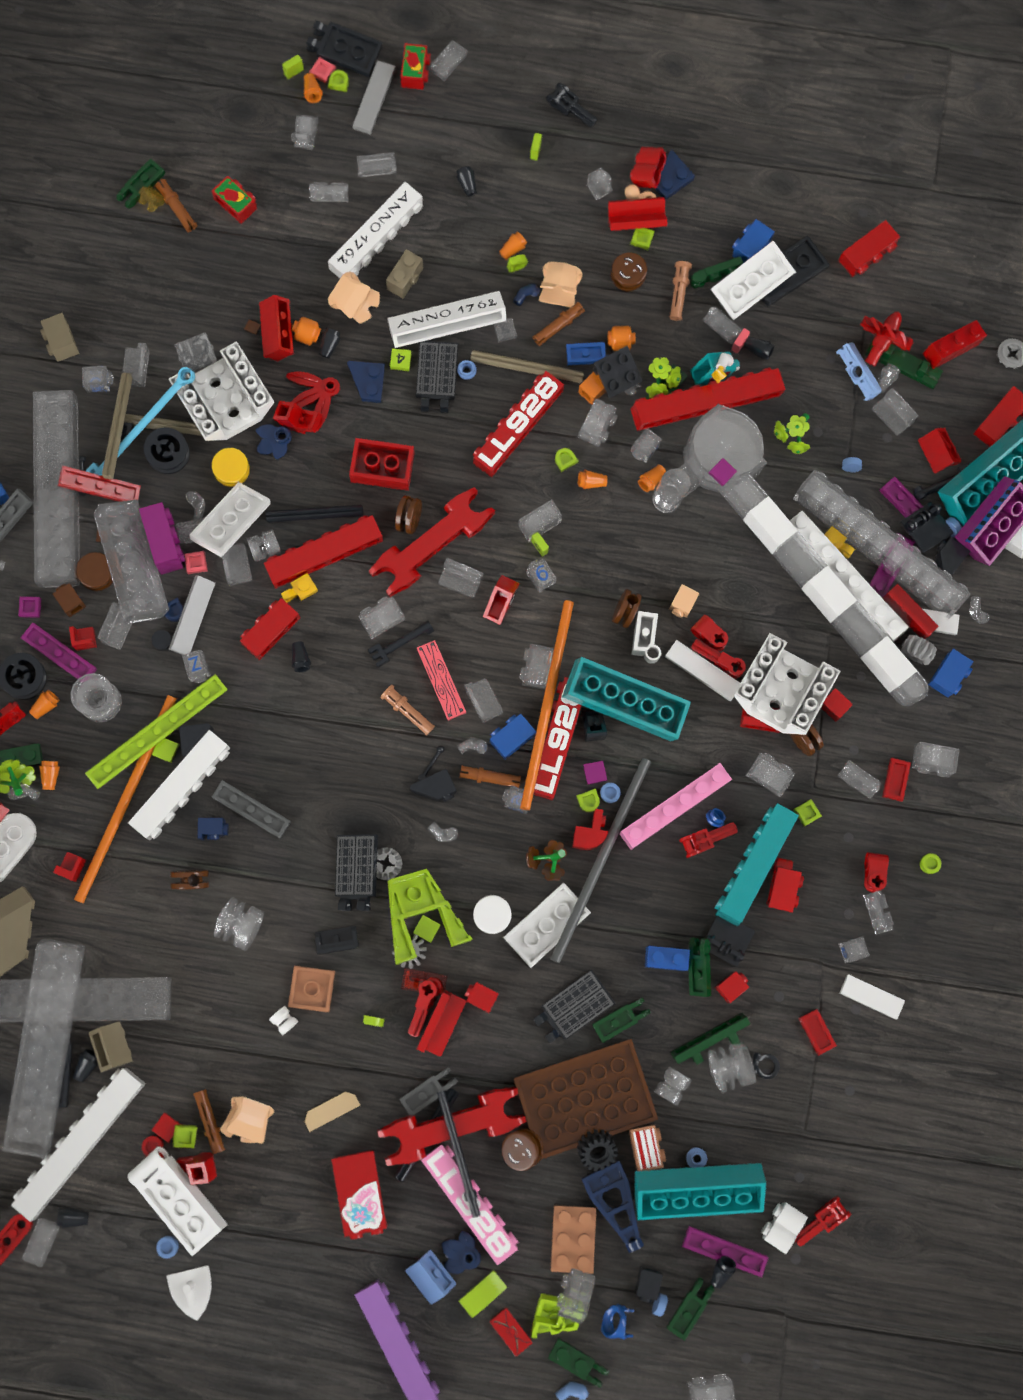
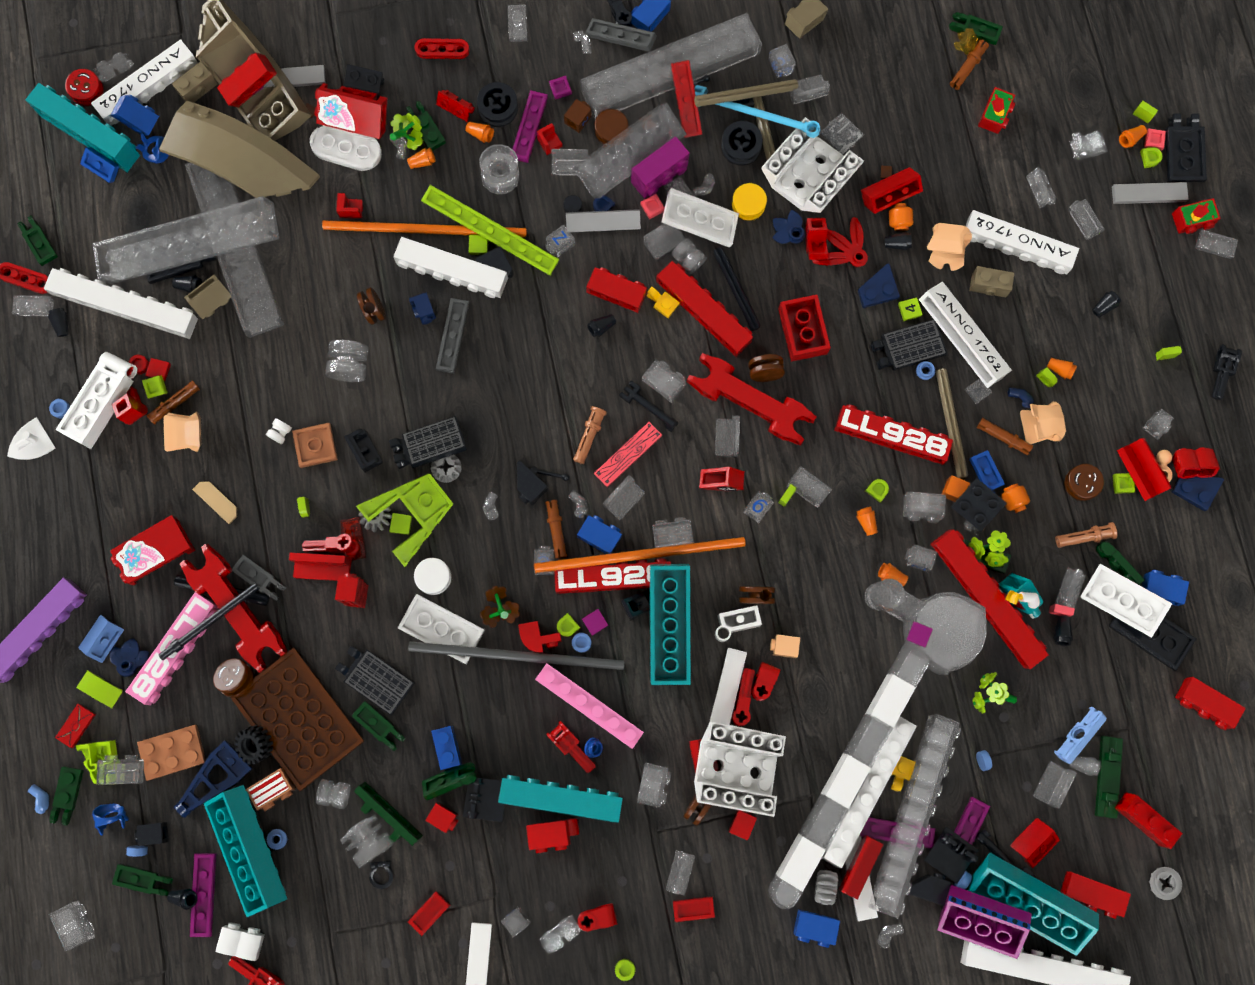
camera: 75 degrees right, 0 degrees up
(807, 812) = (630, 833): lime tile -> none
(885, 336) = (1125, 747): red piece -> none
(935, 758) = (727, 940): clear brick -> none

